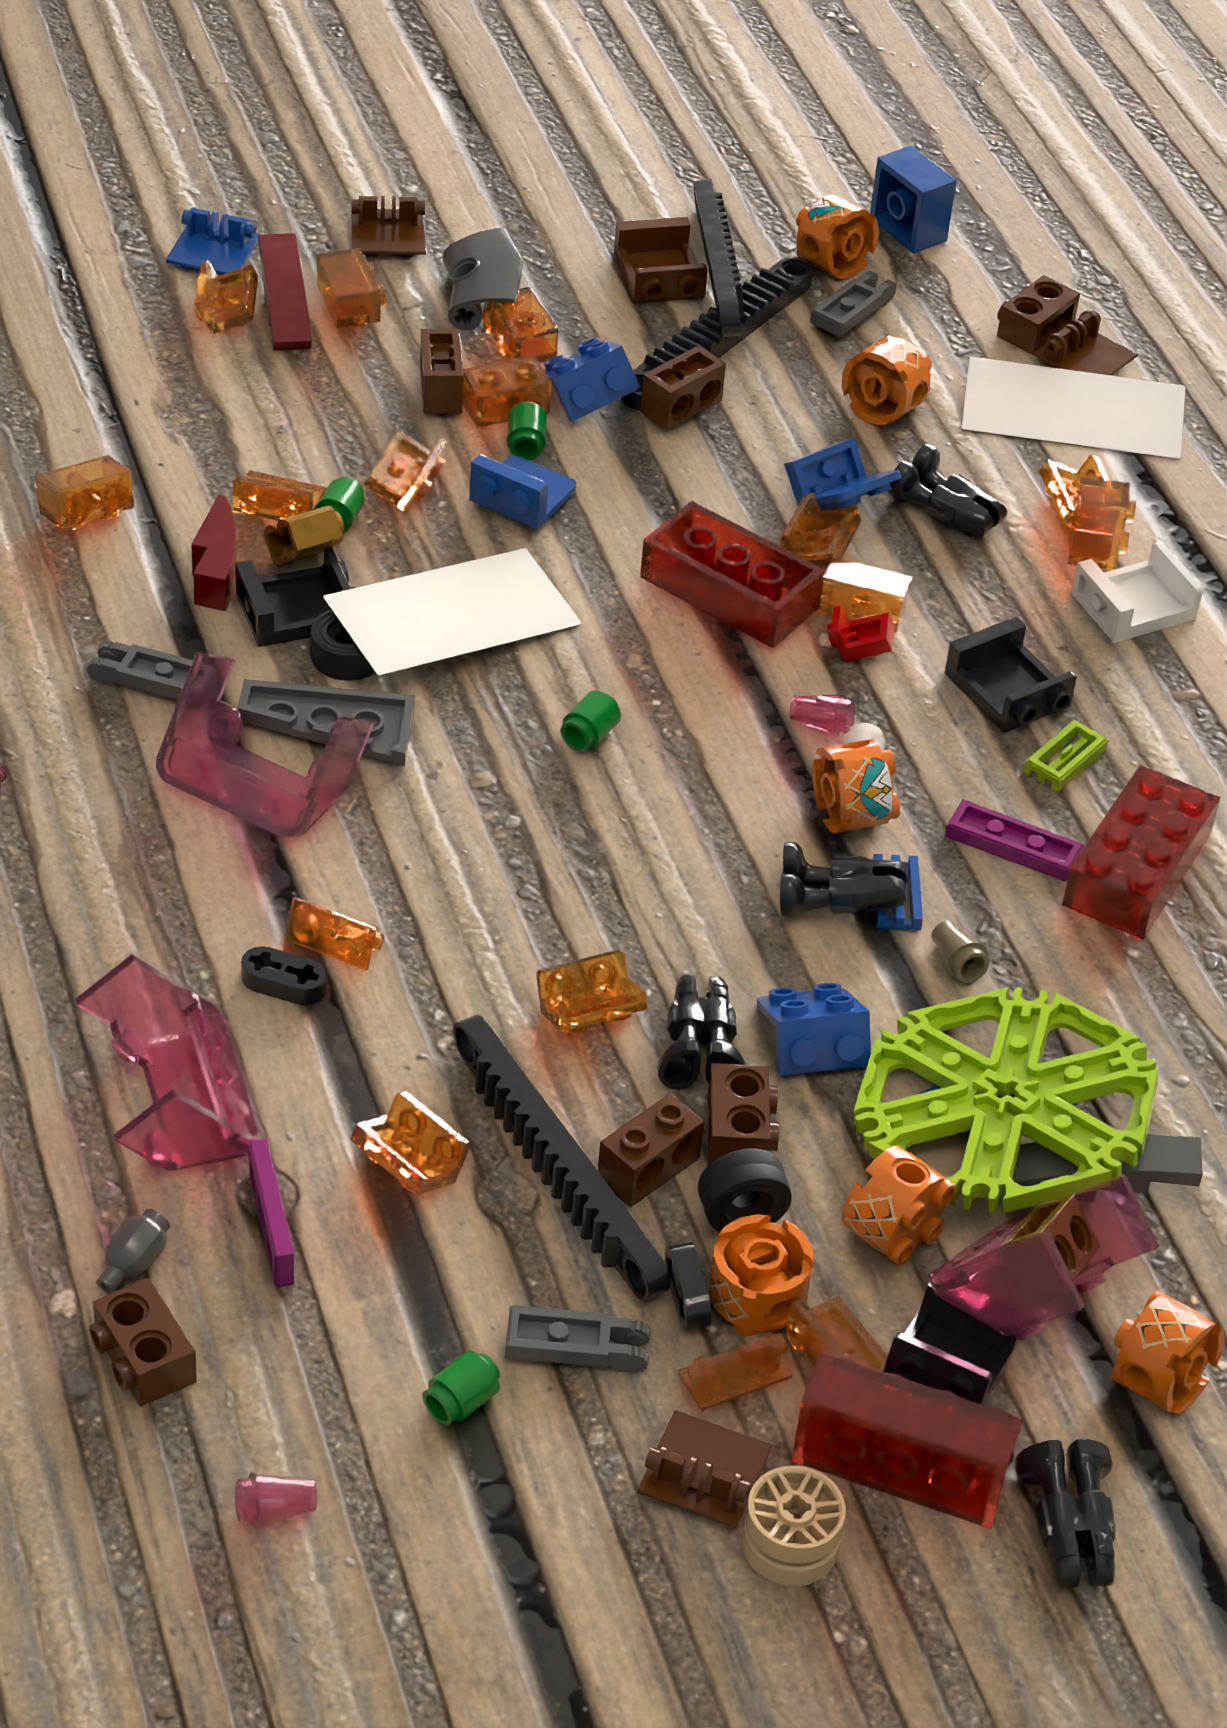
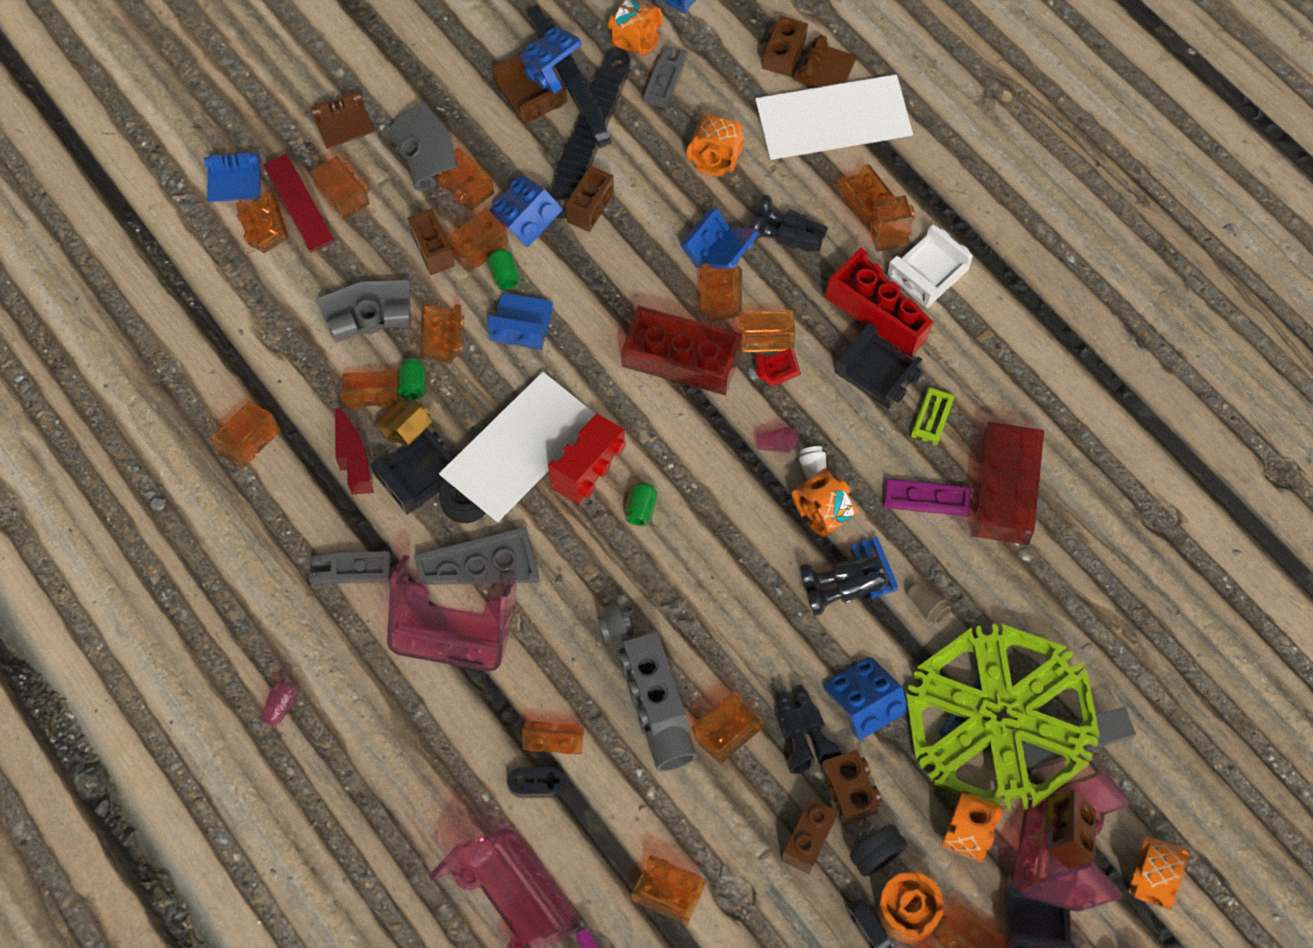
camera: 15 degrees left, 20 degrees up
(319, 418) = (384, 300): none -> dark grey panel
(503, 924) = (651, 689): none -> dark grey brick
(535, 648) = (587, 459): none -> red wedge
(560, 1160) = (758, 861): black gear -> none
(678, 233) = (544, 54): none -> blue bracket
(1027, 582) = (871, 298): none -> red wedge

